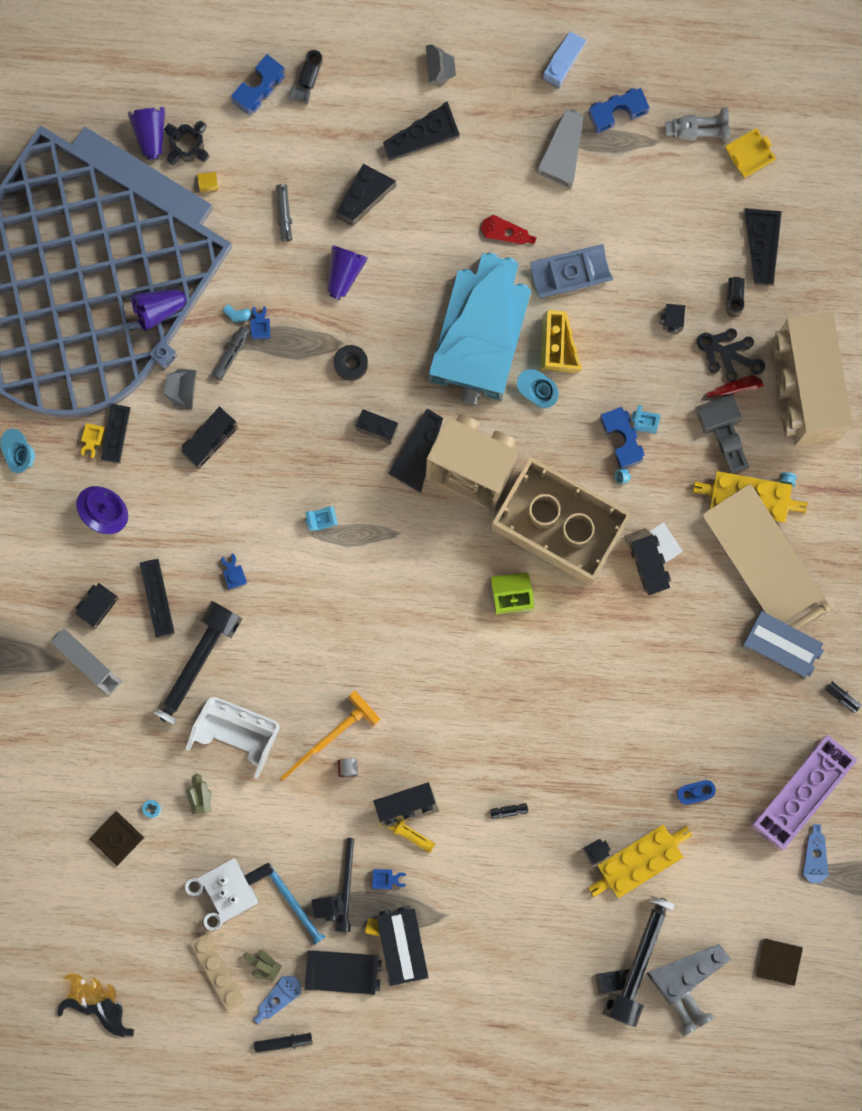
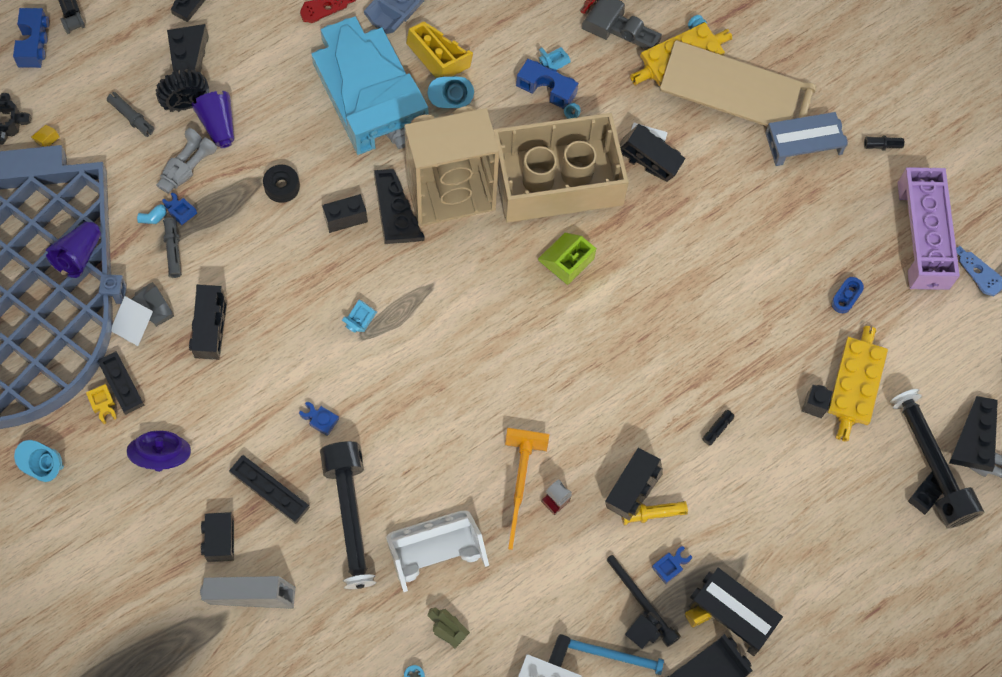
camera: 40 degrees left, 15 degrees down
(157, 391) = (131, 321): none -> white sticker
(280, 290) = (176, 170): none -> light grey piece
(335, 226) = (181, 89): none -> black gear

